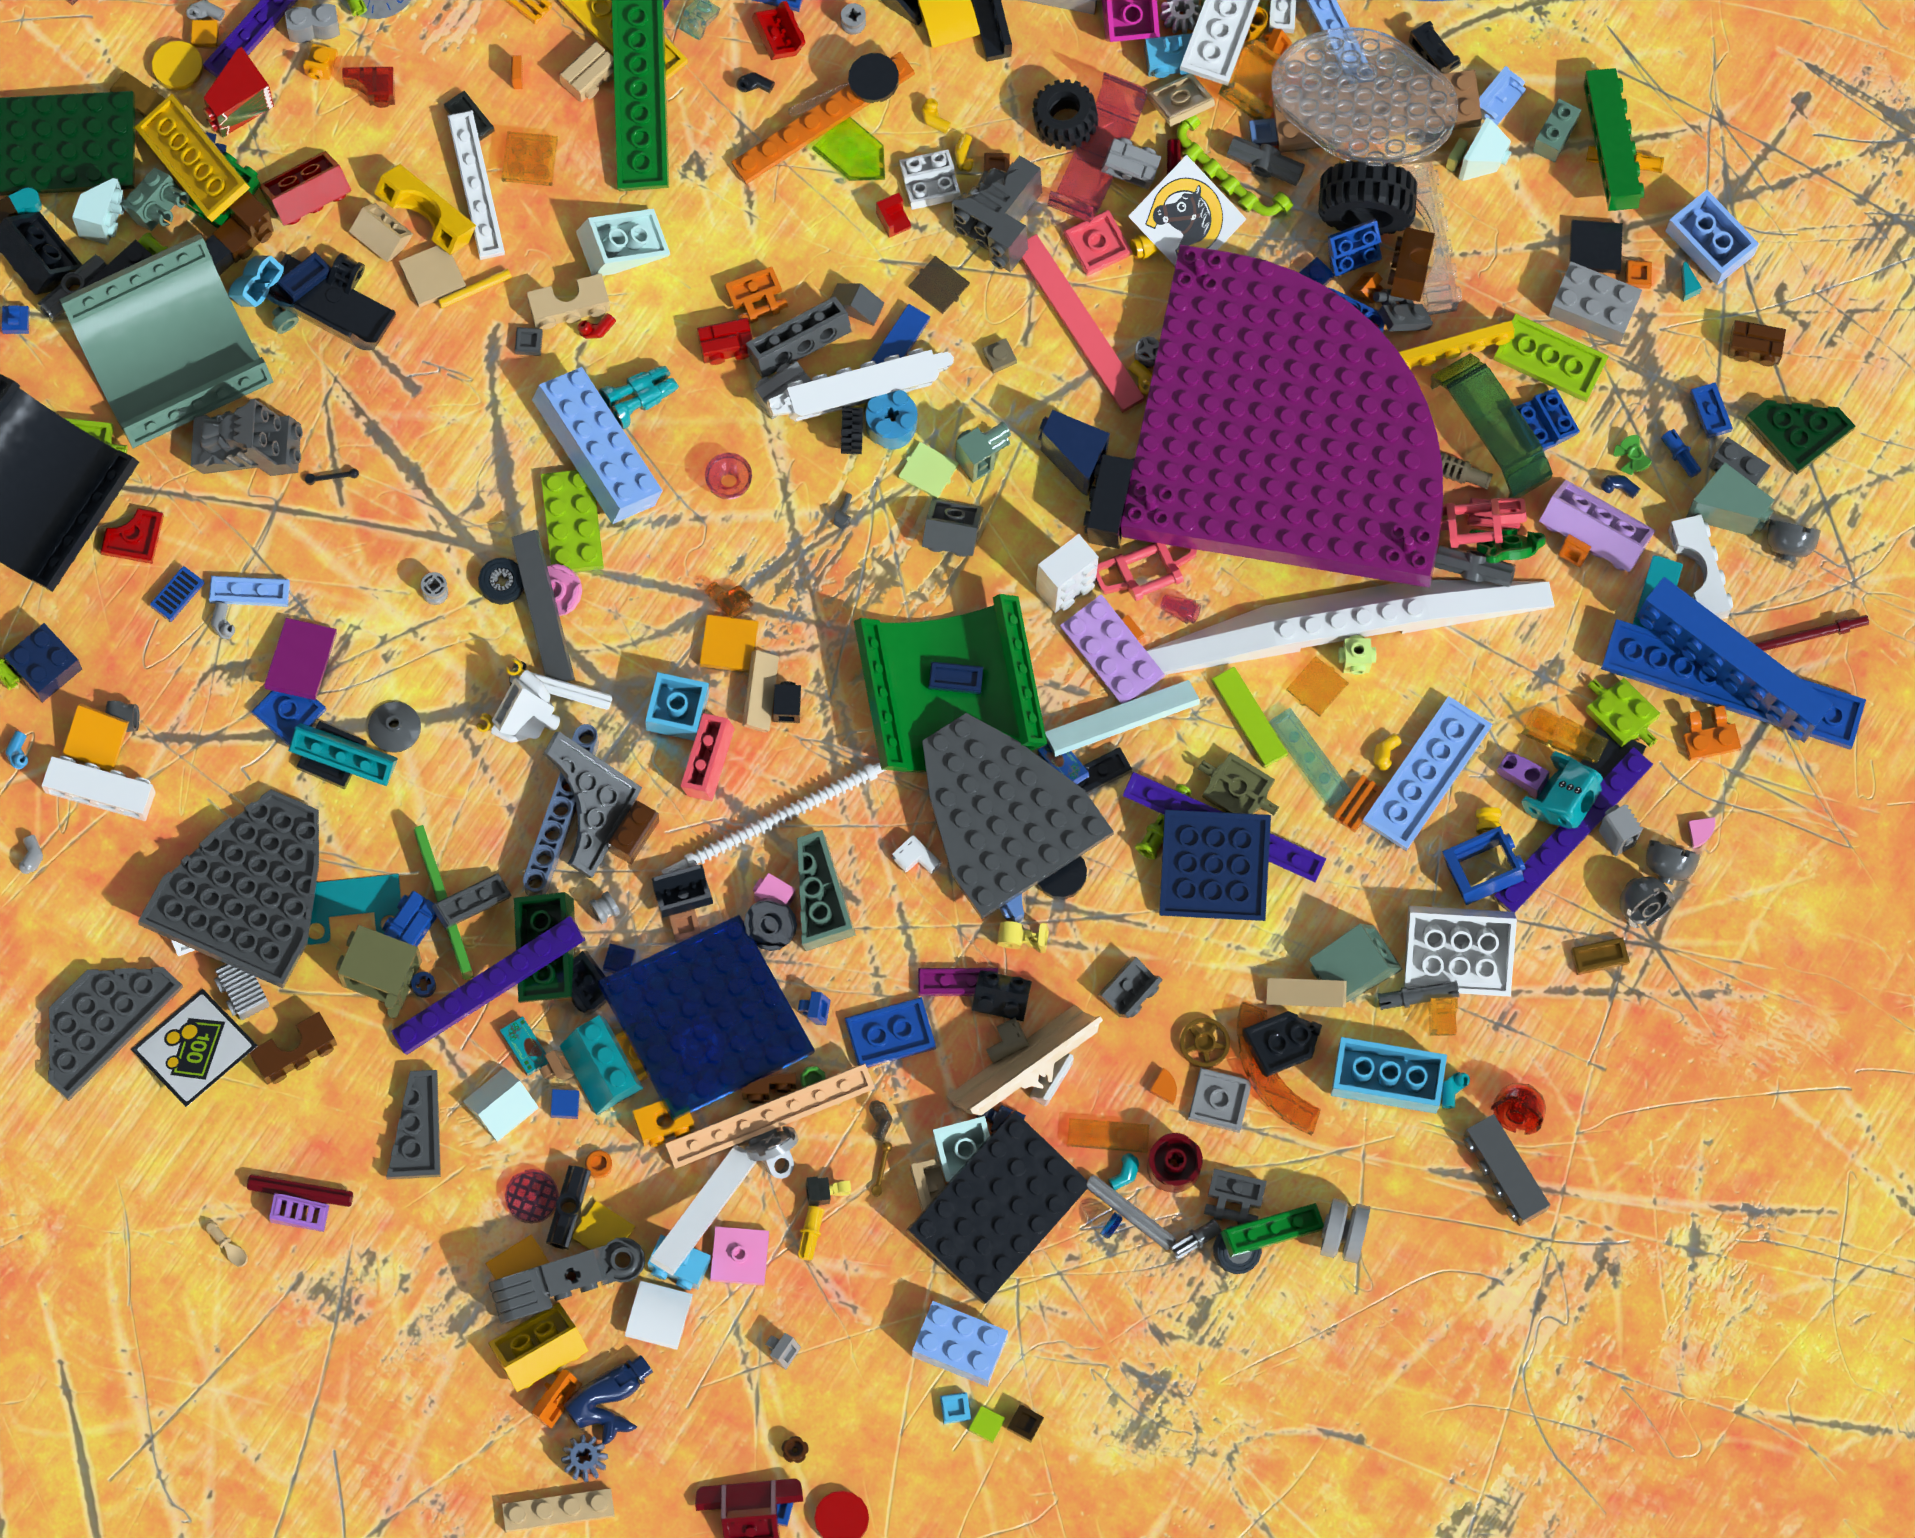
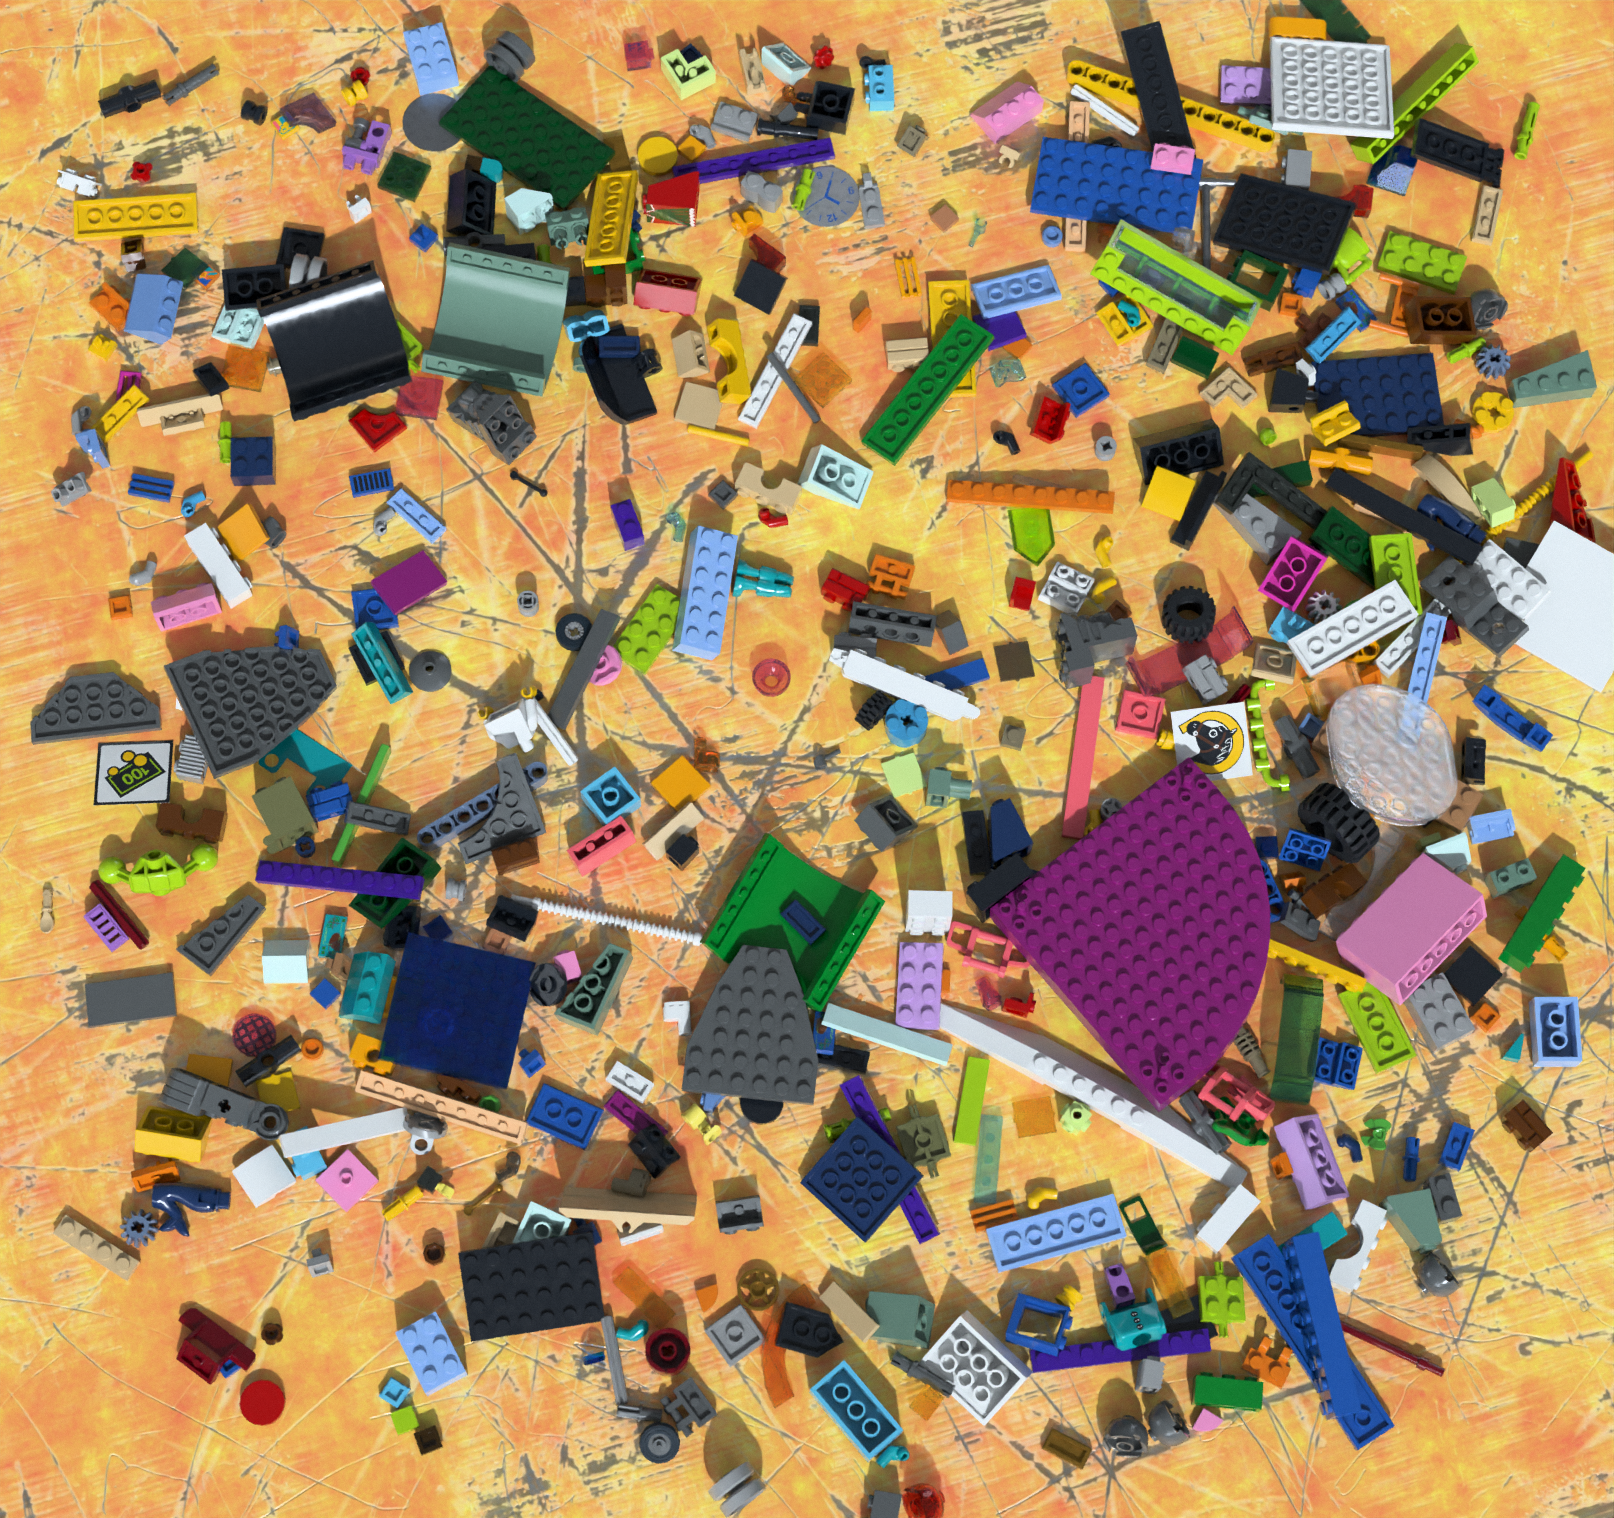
camera: 40 degrees right, 0 degrees up
(35, 904) = (120, 607): none -> orange tile
(102, 850) = (185, 606): none -> bright pink slope
(153, 477) = (420, 398): none -> clear pink tile
(229, 802) = (287, 638): none -> blue tile
(304, 1116) = (157, 871): none -> lime piece
(383, 1259) = (130, 1000): none -> dark grey tile
(392, 114) = (760, 286): none -> black tile
(464, 440) = (627, 524): none -> dark purple brick
(509, 187) = (793, 387): none -> dark grey bar
(512, 401) = (679, 524): none -> clear light blue arm
(873, 78) = (1081, 495): black tile -> none
(881, 1254) = (434, 1254): none -> reddish brown tile
(924, 952) = (630, 1082): none -> white plate
(1050, 478) = (976, 842): none -> black plate
(1217, 599) = (1016, 1007): none -> red bracket
(1272, 1230) = (691, 1449): green tile -> none
(1502, 707) = (1144, 1230): none -> dark green piece
(1511, 243) = (1411, 928): none -> bright pink brick
(1567, 636) = (1226, 1218): none -> white brick
(1697, 789) = (1227, 1392): none -> green brick
(1799, 430) = (1505, 1208): dark green plate -> none

